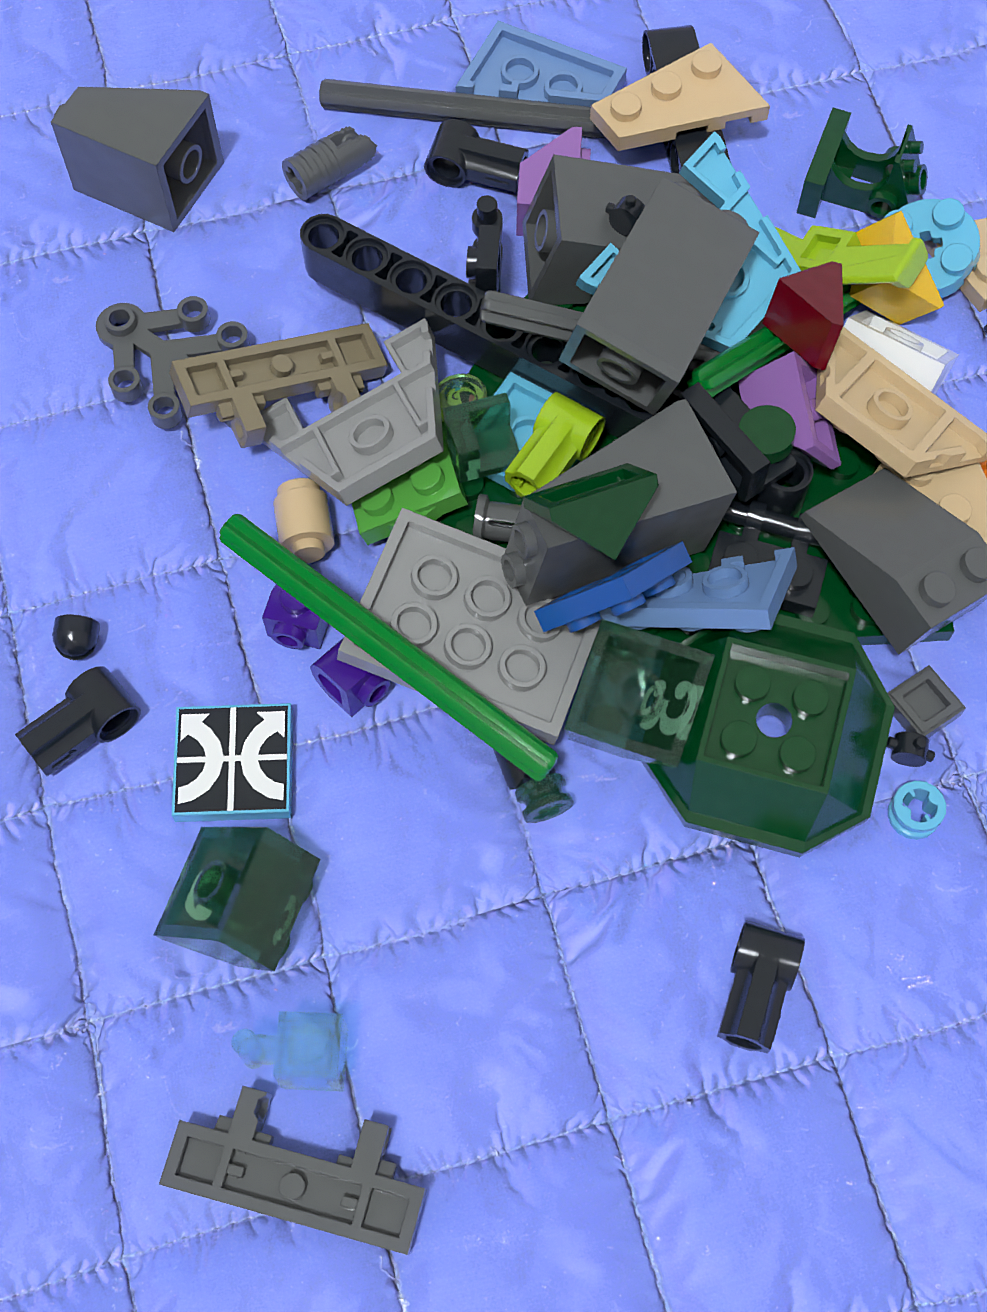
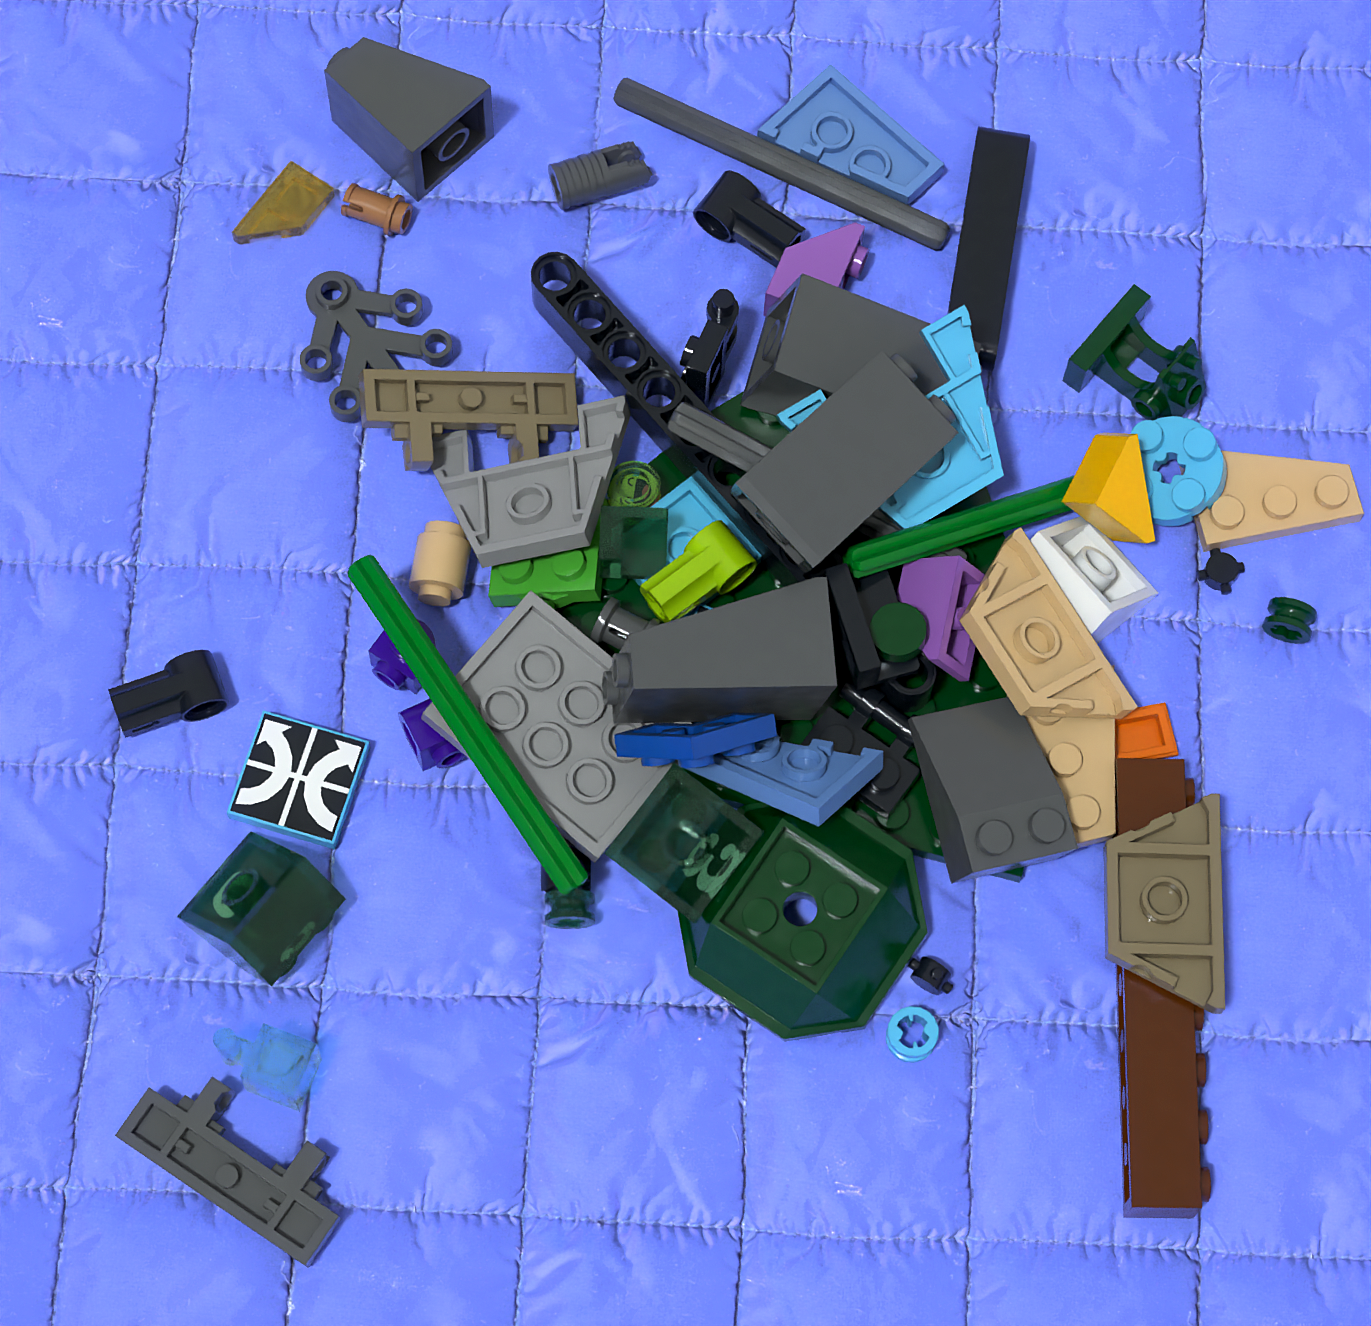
camera: 15 degrees right, 5 degrees up
(53, 266) = (286, 206): none -> clear yellow tile
(75, 636) = (191, 610): black hinge -> none
(140, 243) = (377, 209): none -> medium nougat pin
(597, 507) = (691, 664): dark green slope -> none
(624, 214) = (847, 360): black piece -> none
(682, 96) = (977, 225): tan wing -> none
(763, 972) = (707, 1130): black piece -> none
(809, 312) = (989, 515): dark red slope -> none
(860, 264) = (1052, 457): lime plate -> none
(925, 703) = (963, 937): dark grey tile -> none

